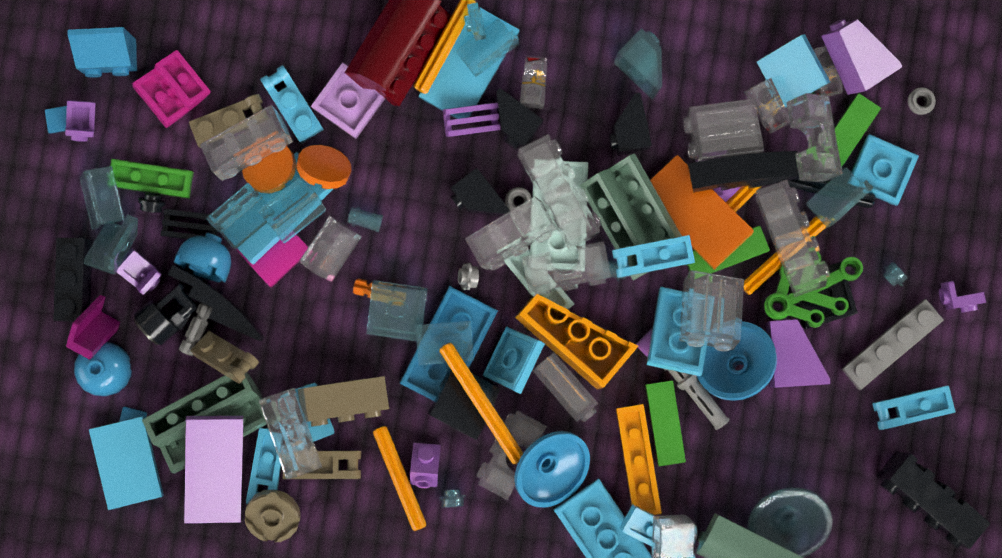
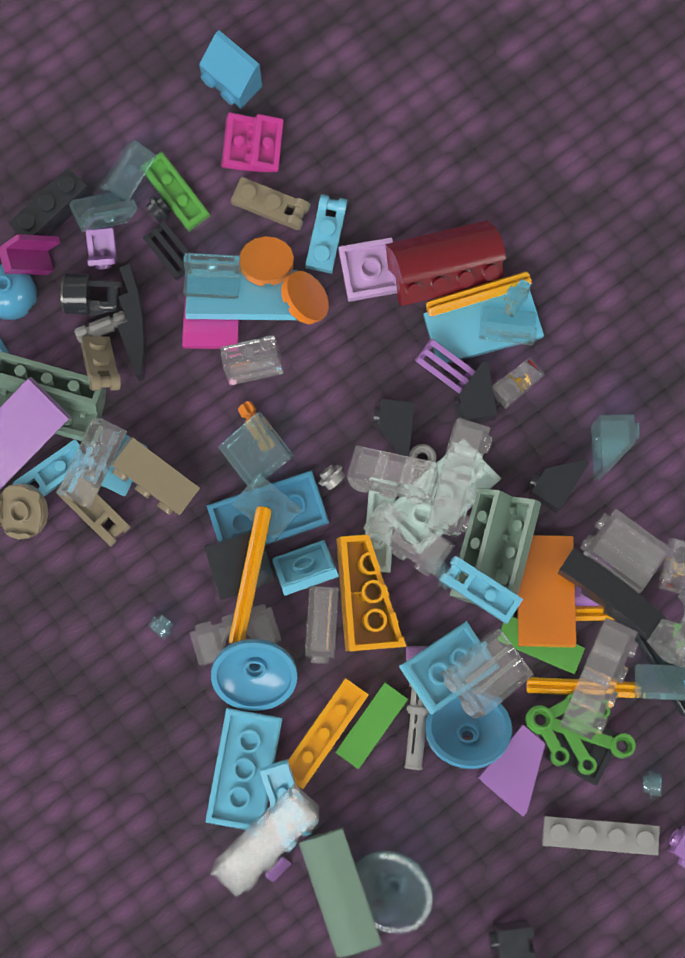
camera: 50 degrees right, 5 degrees down
(56, 119) = (152, 90): dark azure piece -> none
(80, 120) = (167, 103): medium lavender bracket -> none
(205, 257) = (157, 281): dark azure cylinder -> none
(246, 143) = (266, 229): clear brick -> none
(292, 210) = (251, 306): clear light blue panel -> none
(365, 219) = (298, 364): clear light blue pin -> none
(399, 478) = (138, 574): light orange axle -> none
(425, 465) = (165, 582): medium lavender bracket -> none
(915, 407) = (572, 900): medium azure plate -> none

